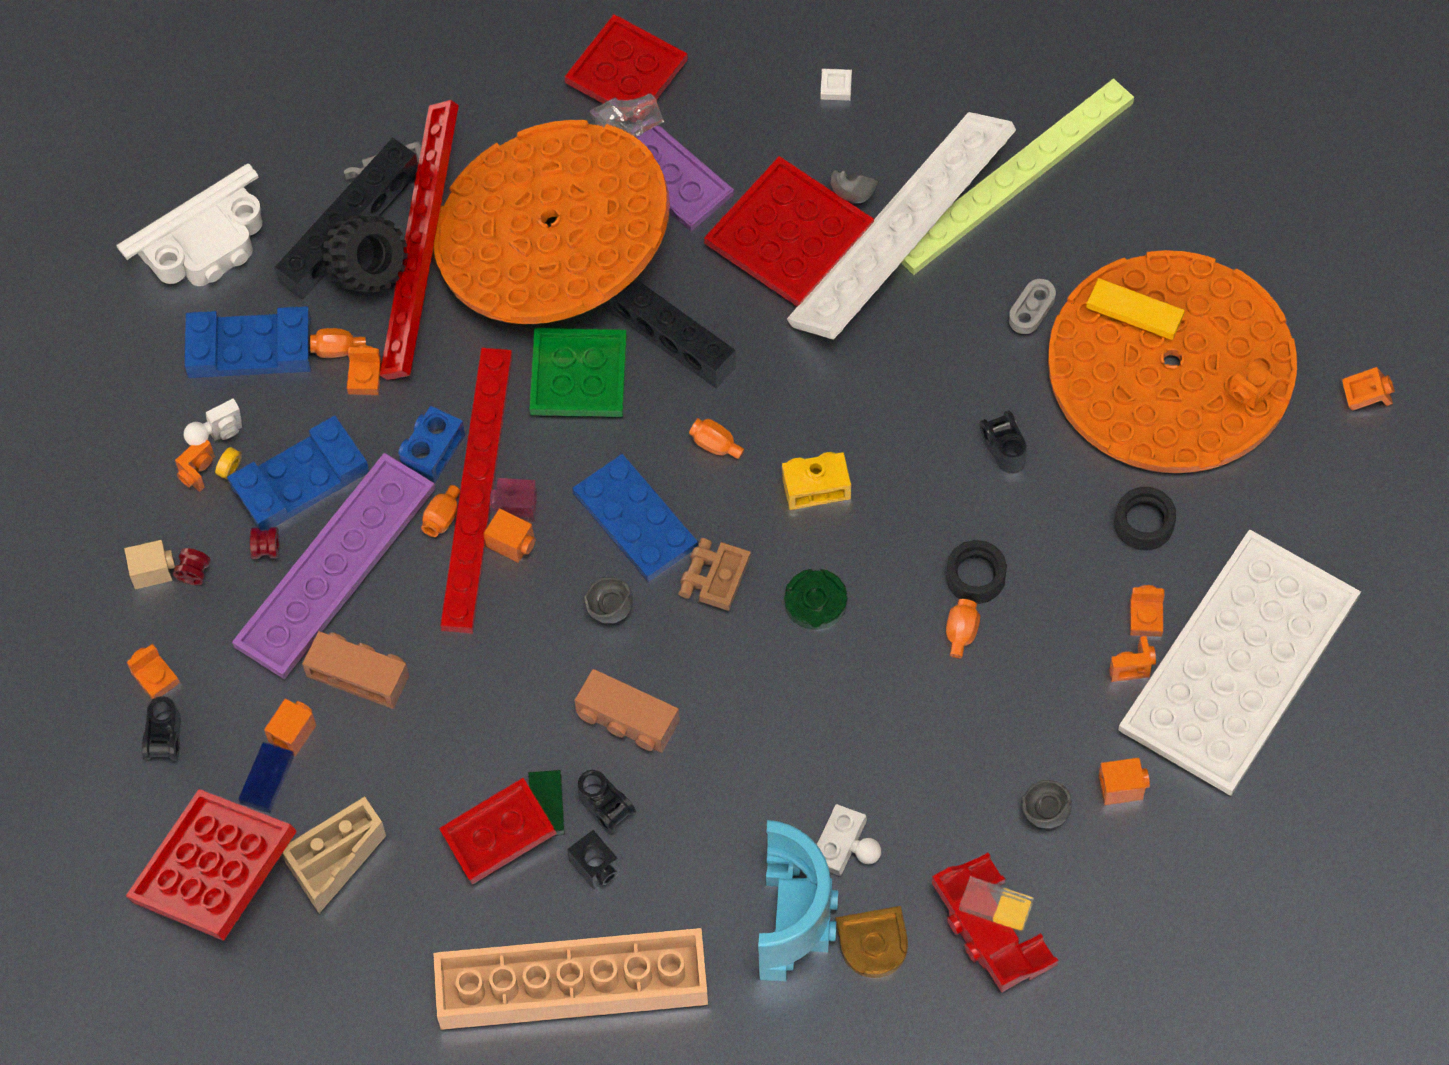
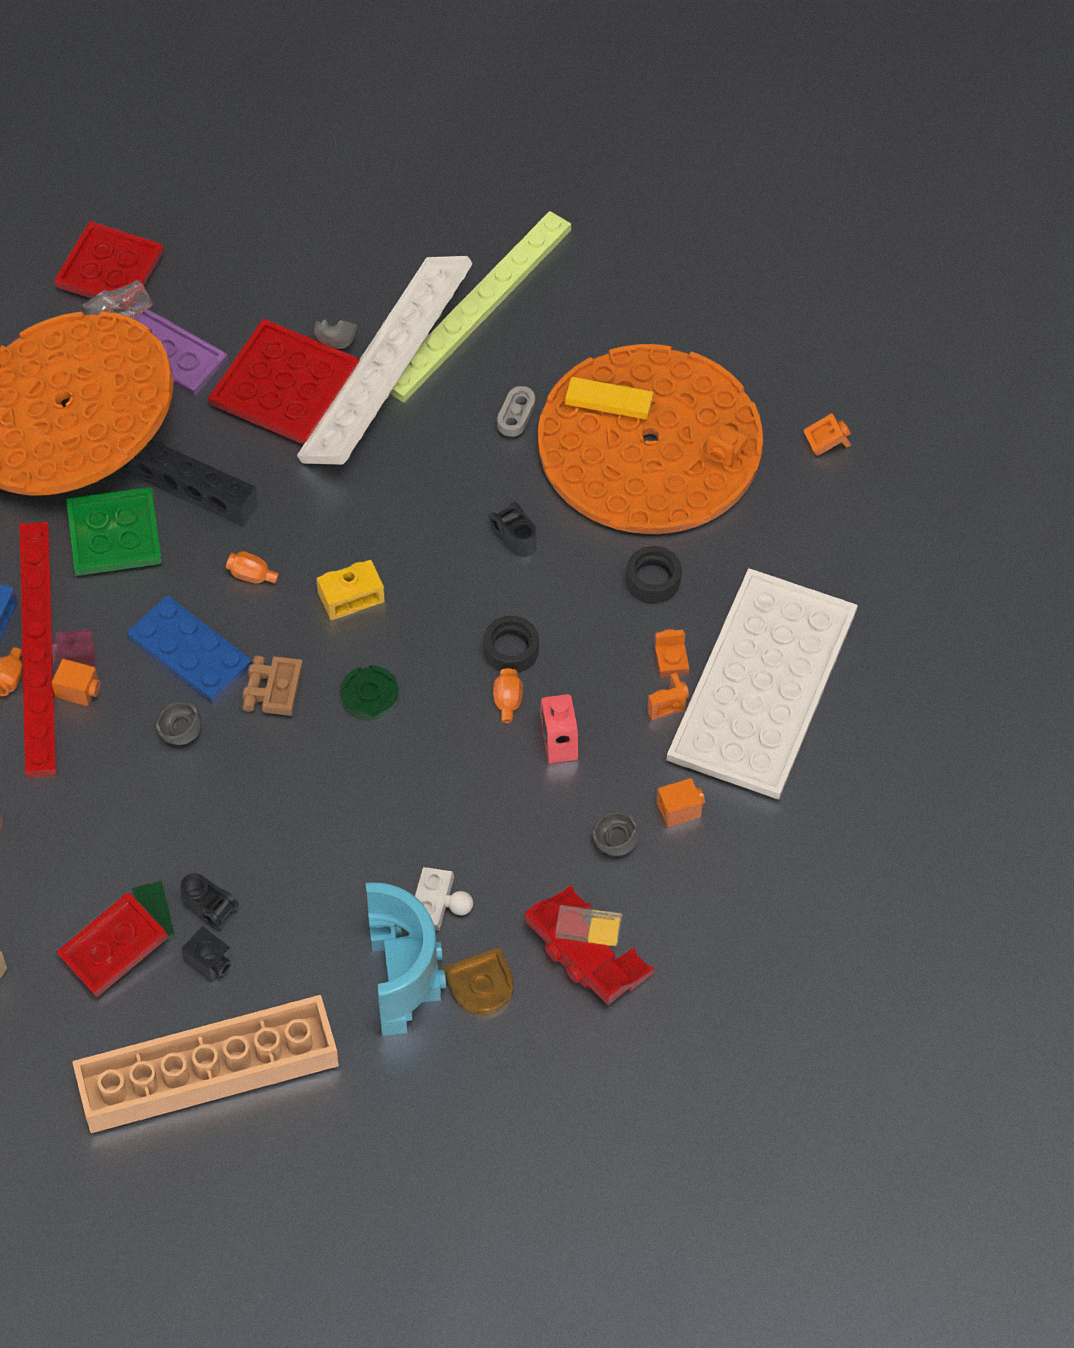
camera: 15 degrees left, 5 degrees down
(626, 711) = (214, 818): nougat brick -> none
(836, 84) = (302, 252): white tile -> none
(1009, 671) = (559, 720): none -> coral torso

